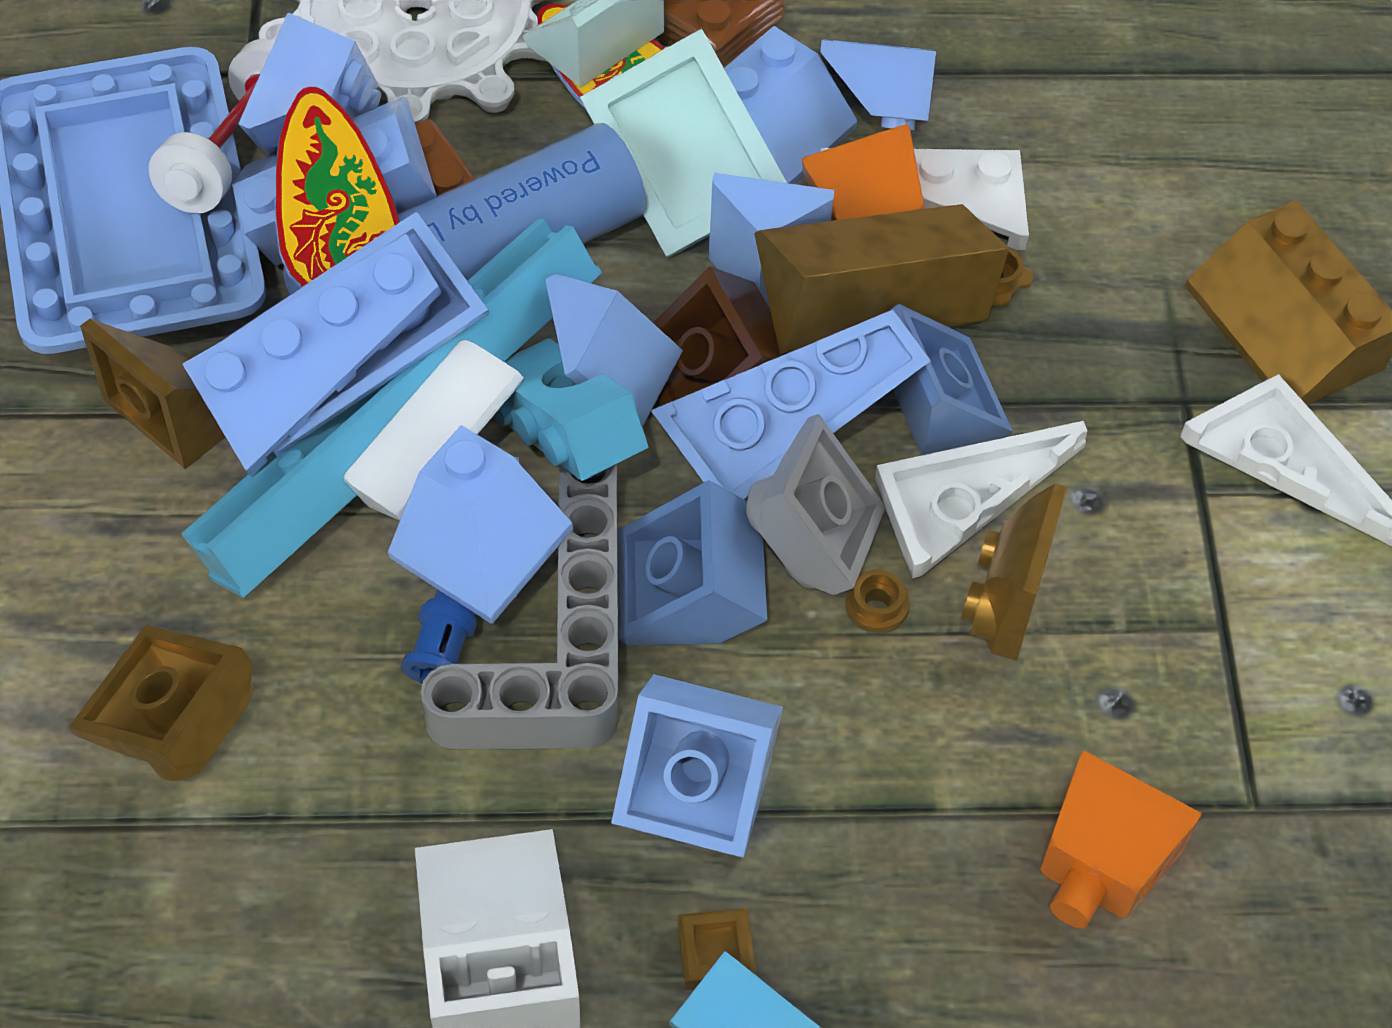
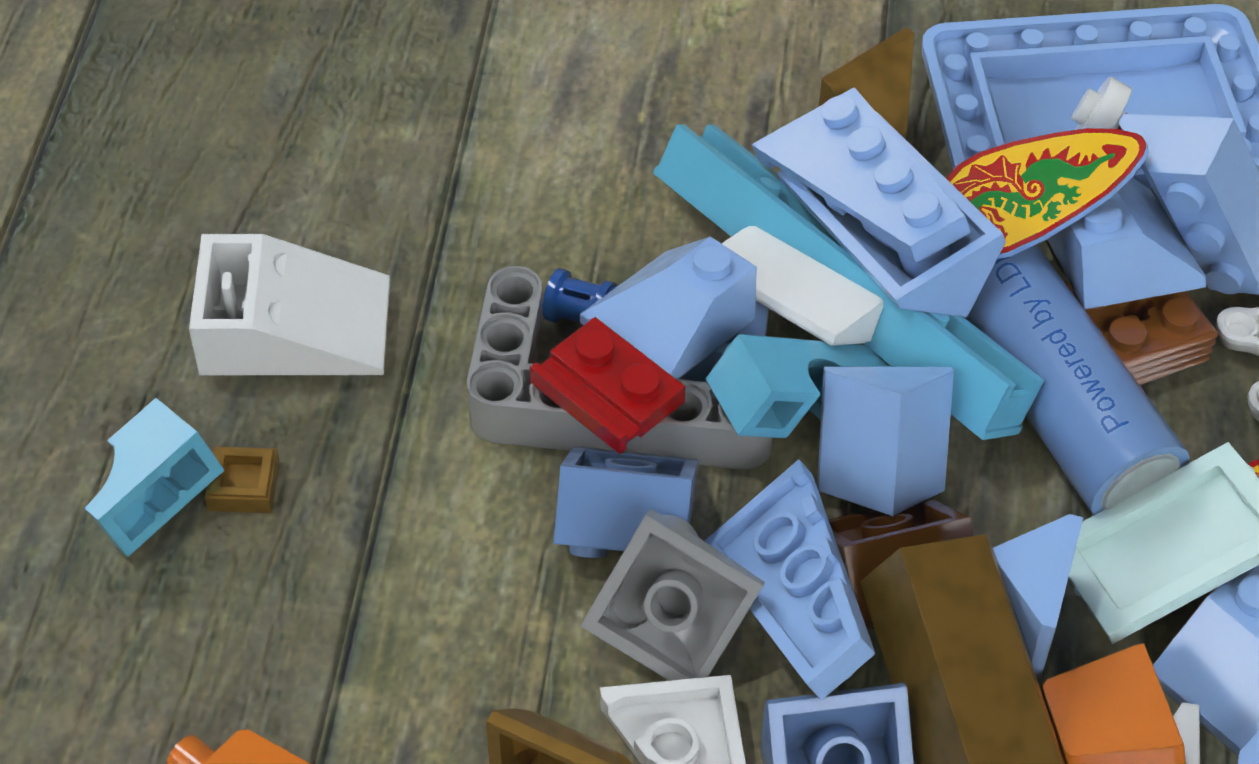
camera: 100 degrees right, 5 degrees down
(169, 701) = (554, 123): pearl gold slope -> none
(584, 579) = (607, 385): none -> red plate
(696, 764) = (422, 476): light blue slope -> none
(879, 586) = (573, 644): pearl gold plate -> none

